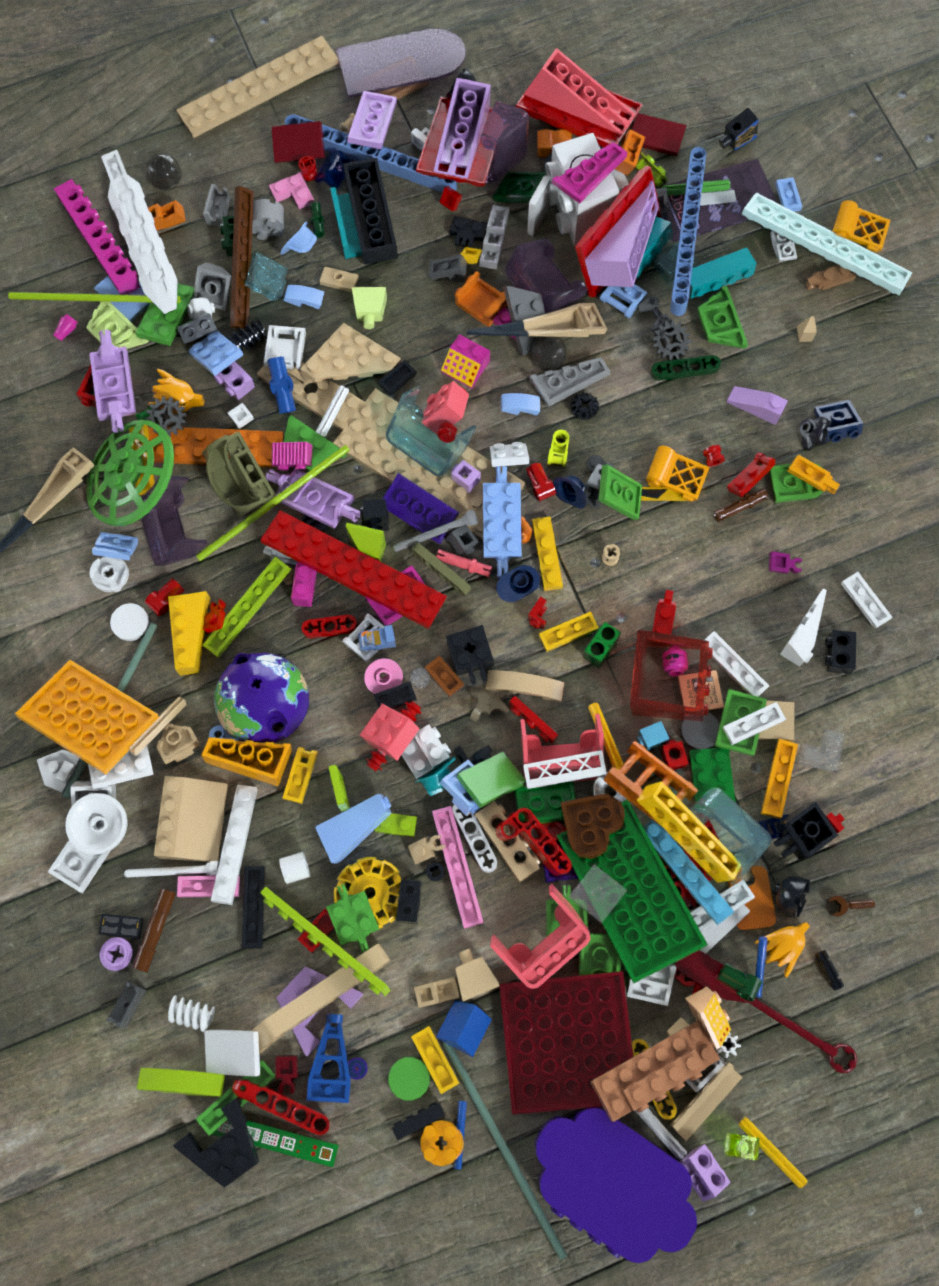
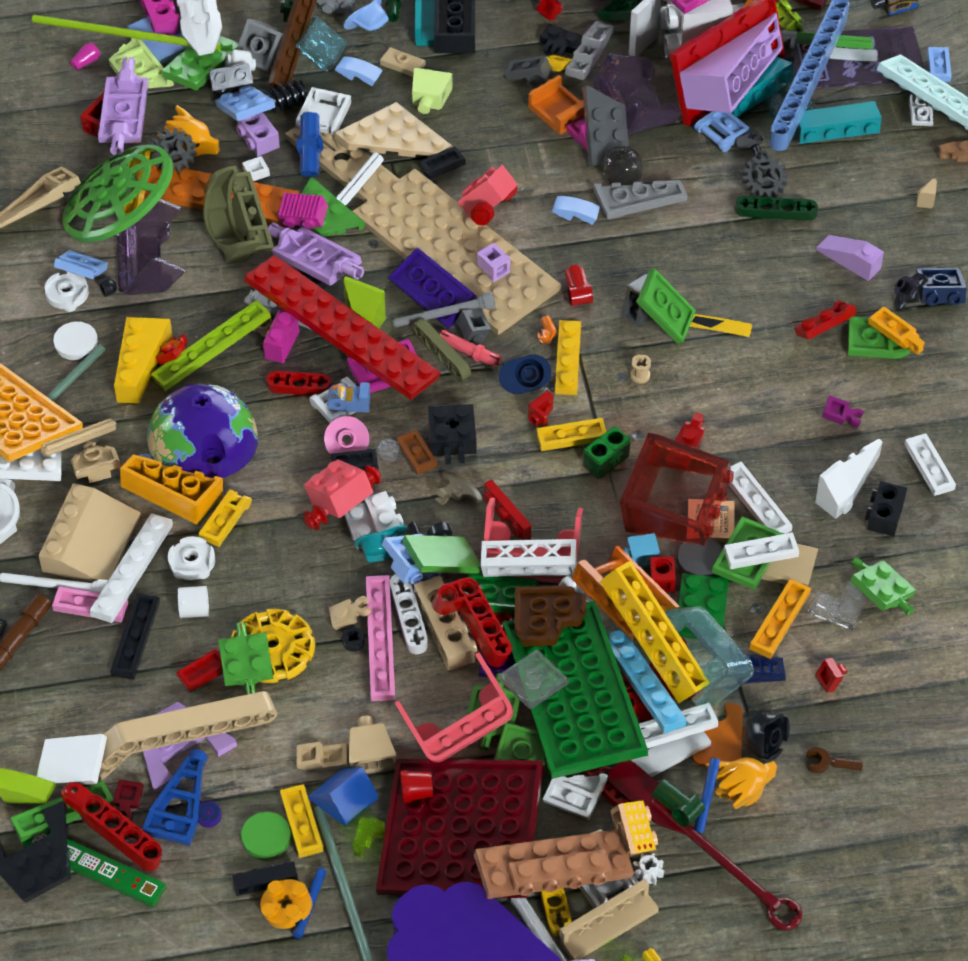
camera: 10 degrees right, 20 degrees down
(144, 562) = (107, 287): none -> black hinge
(159, 601) = (114, 325): red piece -> none
(190, 1015) = (34, 721): white piece -> none
(272, 503) = (268, 252): lime piece -> none
(273, 815) = (194, 569): none -> white plate
(330, 947) = (208, 671): lime plate -> none
(339, 788) = (266, 528): lime tile -> none
(348, 829) = (272, 571): light blue slope -> none
(375, 514) = (382, 276): black brick -> none
(398, 825) = (321, 585): lime plate -> none
(409, 901) = (314, 659): black brick -> none
(421, 443) = (439, 214): clear light blue windscreen -> none
(465, 361) = (525, 158): slope -> none
(490, 1065) = (364, 835): none -> clear neon green bracket
(502, 520) = (523, 311): light blue plate -> none
(509, 454) = (540, 250): white plate -> none
(524, 684) = (510, 475): tan slope -> none
(524, 1015) = (416, 785): none -> red piece
(559, 451) = (608, 258): neon yellow piece -> none
(570, 490) = (609, 297): dark blue piece -> none
(572, 321) = (652, 139): tan plate -> none
(583, 412) = (645, 230): black gear -> none
(608, 741) = (587, 540): yellow axle -> none
(663, 466) = (726, 293): light orange piece -> none
(675, 661) = (687, 482): dark pink head -> none
(713, 455) = (786, 294): red wheel -> none
(721, 321) = (829, 170): bright green wing -> none
(740, 505) = (804, 348): reddish brown pin -> none
(805, 831) = (795, 670): black hinge -> none
(829, 970) = (791, 821): black axle -> none
(854, 728) = (883, 585): none -> bright green plate

